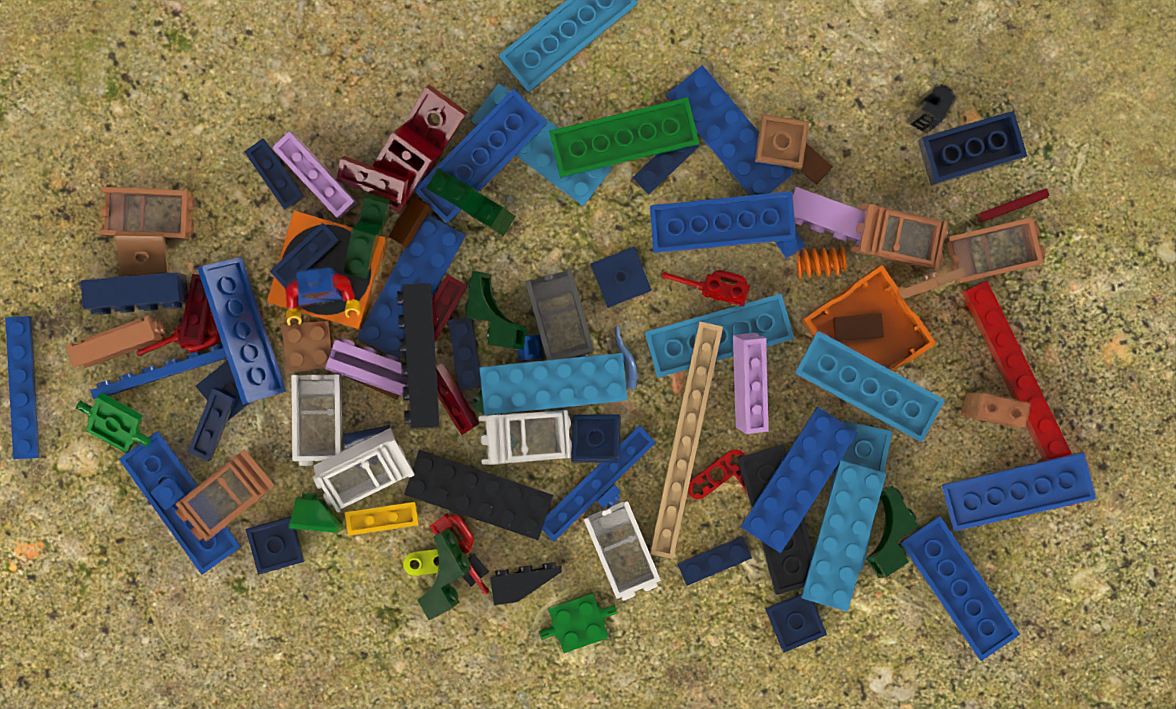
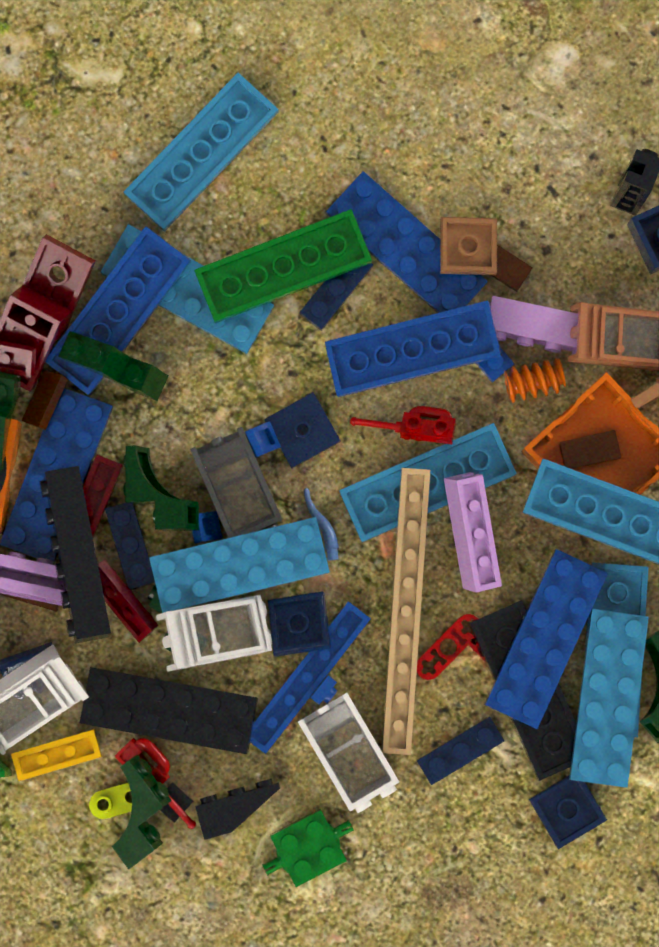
camera: 15 degrees left, 5 degrees down
(587, 280) = (262, 439): none -> blue plate

